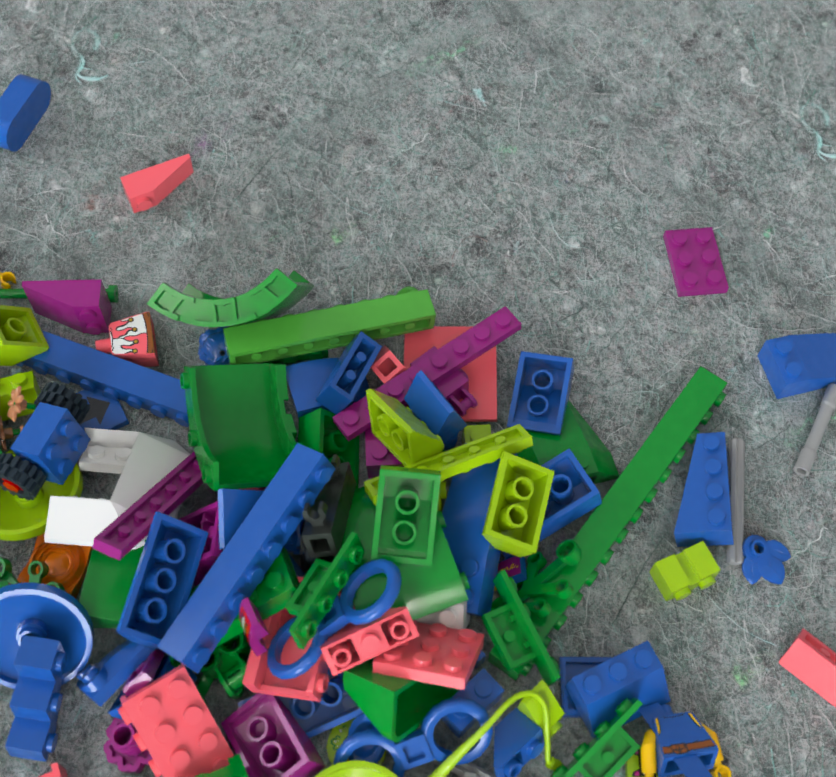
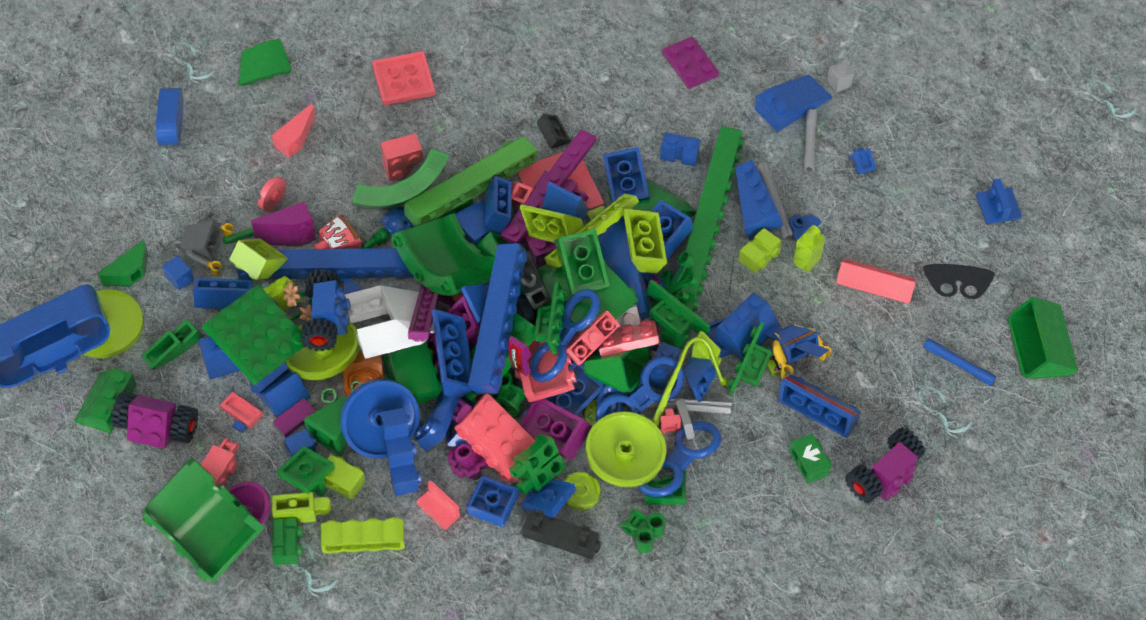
camera: 20 degrees left, 5 degrees down
(78, 253) = (272, 194): none -> coral plate
(162, 84) = (263, 62): none -> green slope
(188, 358) = (378, 238): none -> green bar
(259, 256) = (400, 156): none -> coral slope
(320, 159) = (403, 78): none -> coral plate
(476, 292) = (553, 130): none -> pearl dark grey slope
(633, 376) = (680, 148): none -> blue brick
(756, 599) = (809, 249): none -> lime brick

